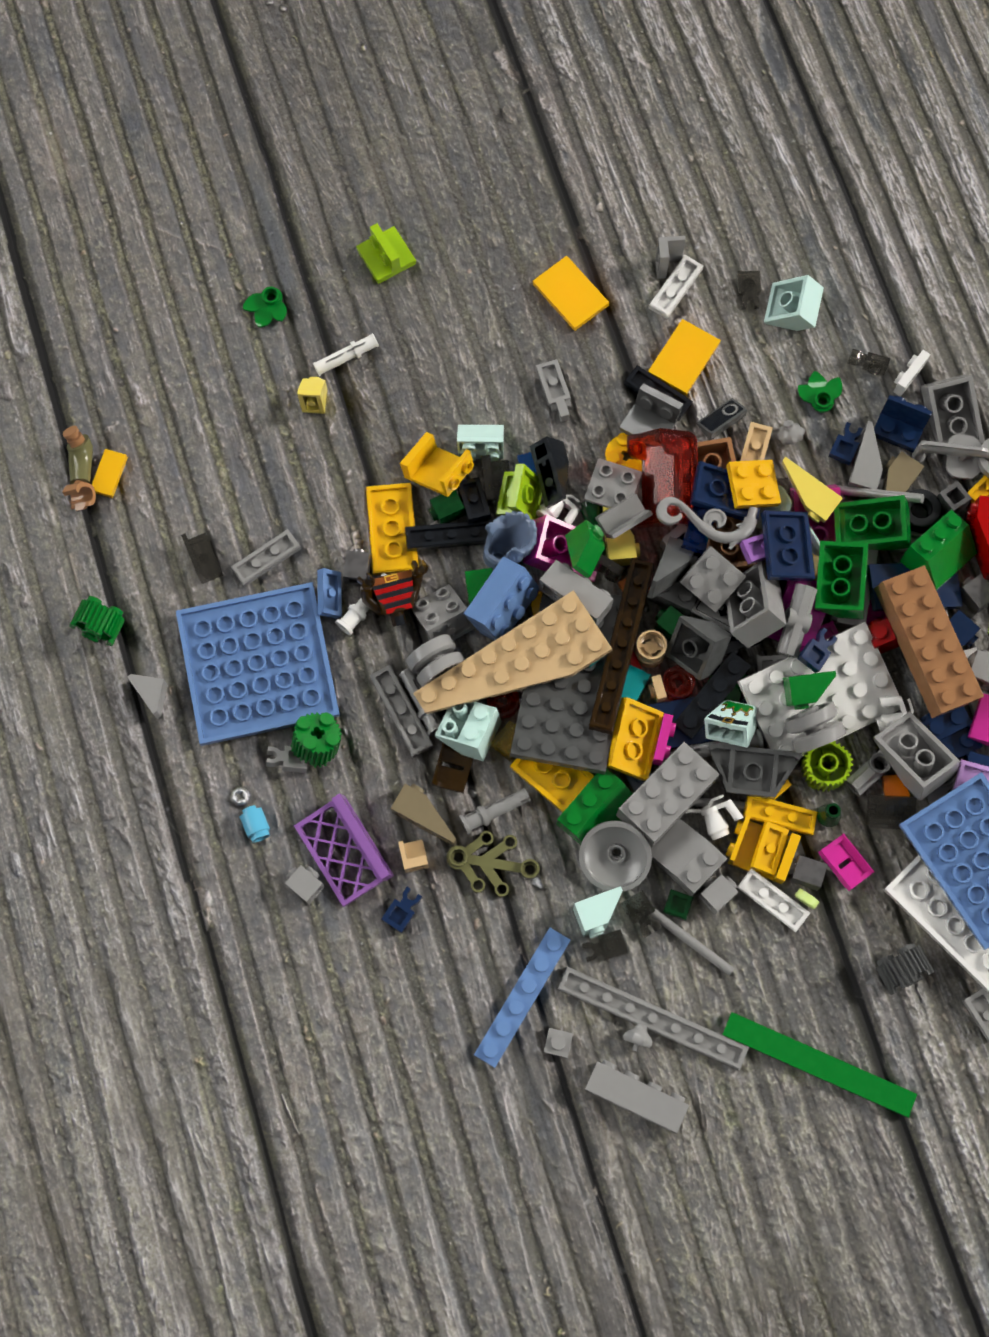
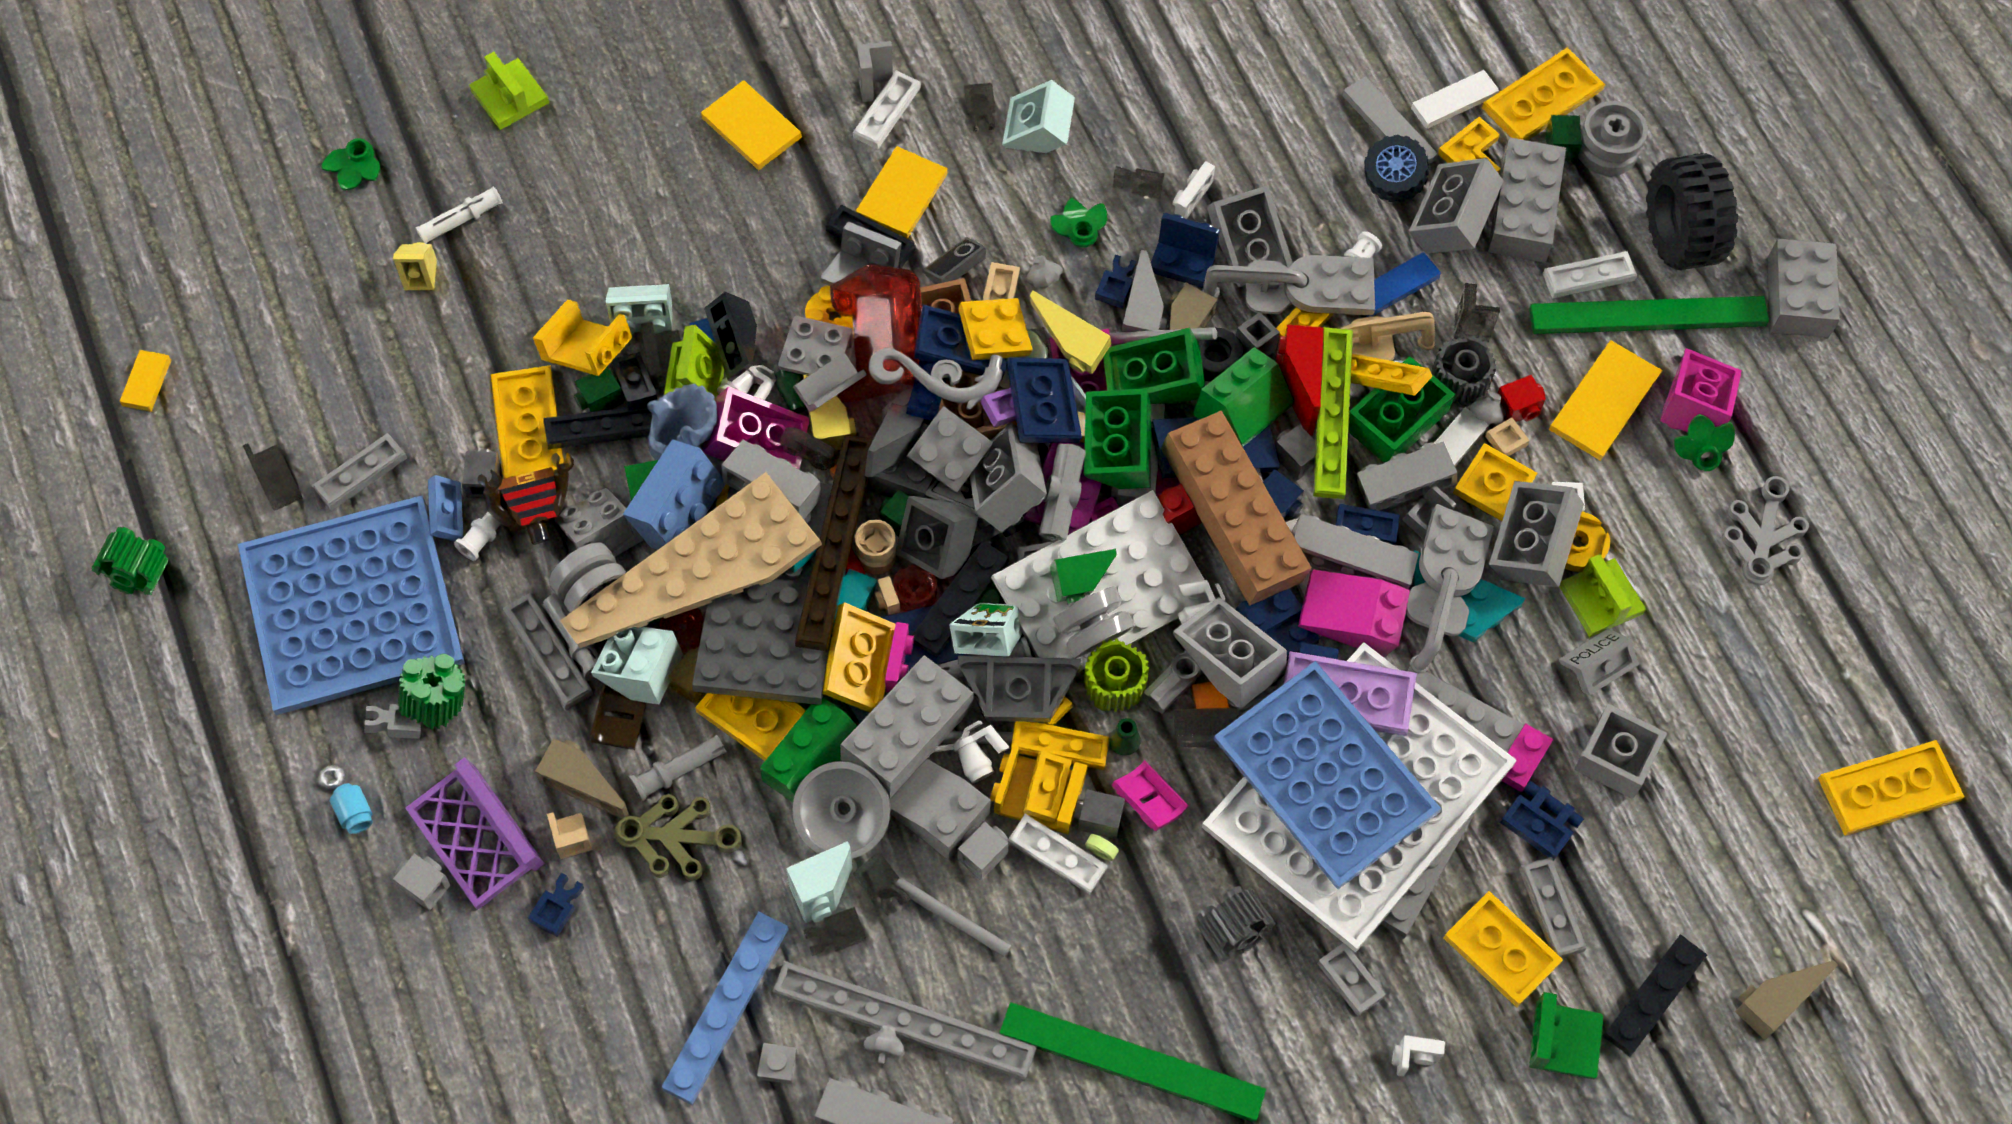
camera: 10 degrees left, 10 degrees down
(80, 464) = (106, 370): piece -> none
(151, 691) = (206, 647): light grey slope -> none
(554, 388) = (735, 239): light grey hinge -> none
(585, 547) = (781, 422): green slope -> none
(678, 905) = (930, 870): dark green tile -> none
(815, 652) = (1090, 528): dark blue plate -> none

